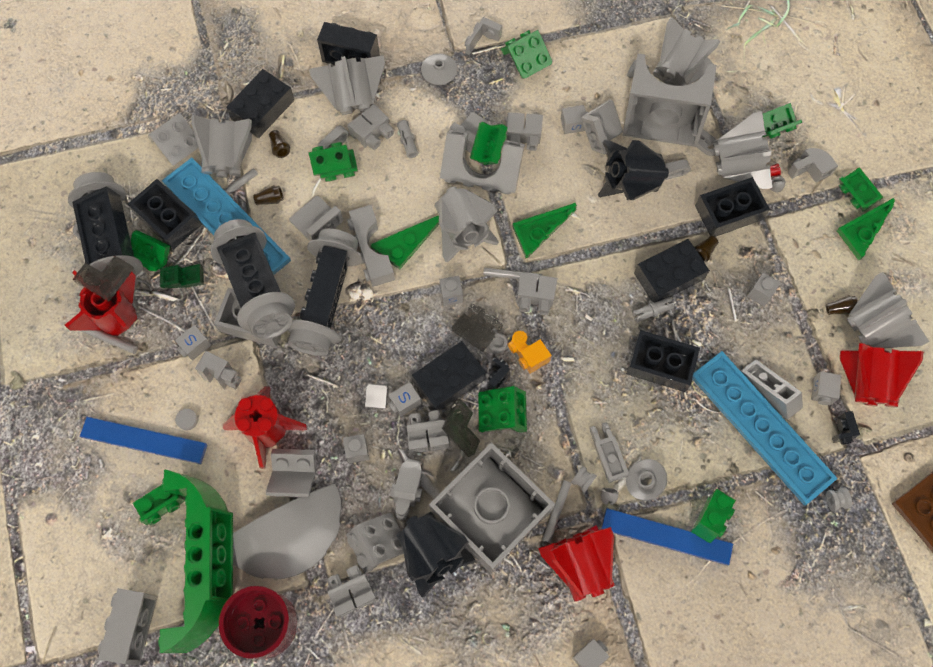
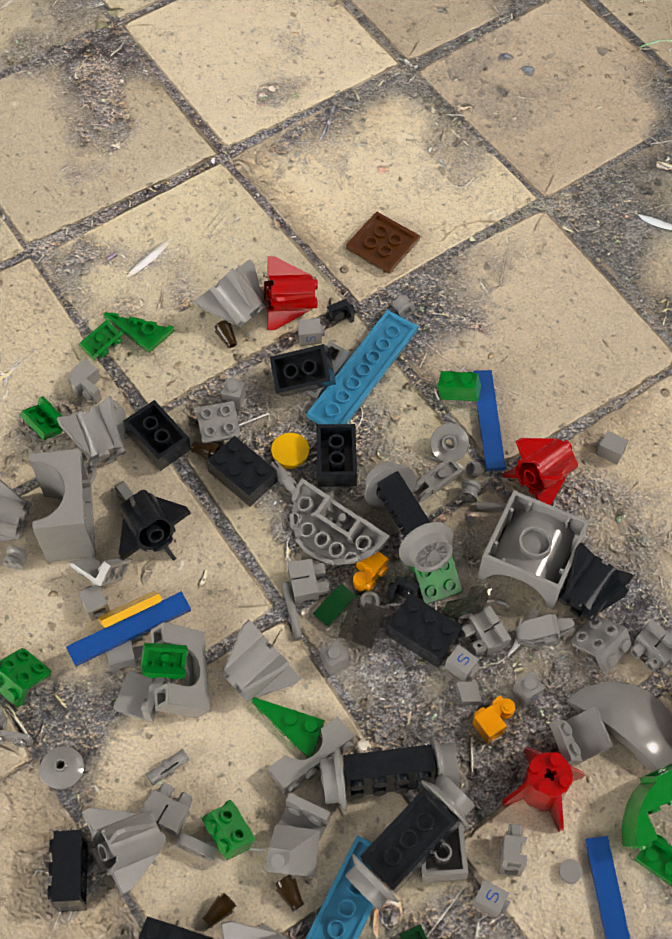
camera: 110 degrees left, 10 degrees down
(296, 203) = (293, 851): none -> light grey slope
(341, 402) = (489, 720): none -> light orange brick
(504, 310) = (334, 605): none -> dark green slope
(535, 133) = (128, 629): none -> blue tile
(537, 229) = (236, 602): green wing -> none
(555, 139) = (129, 609): none -> yellow tile
(563, 393) = (425, 542): none -> light grey brick
(582, 331) = (331, 530): none -> light grey brick
(684, 325) = (290, 450): none -> yellow tile
(731, 263) = (218, 422): none -> light grey bracket
(770, 356) = (302, 370): none -> black brick

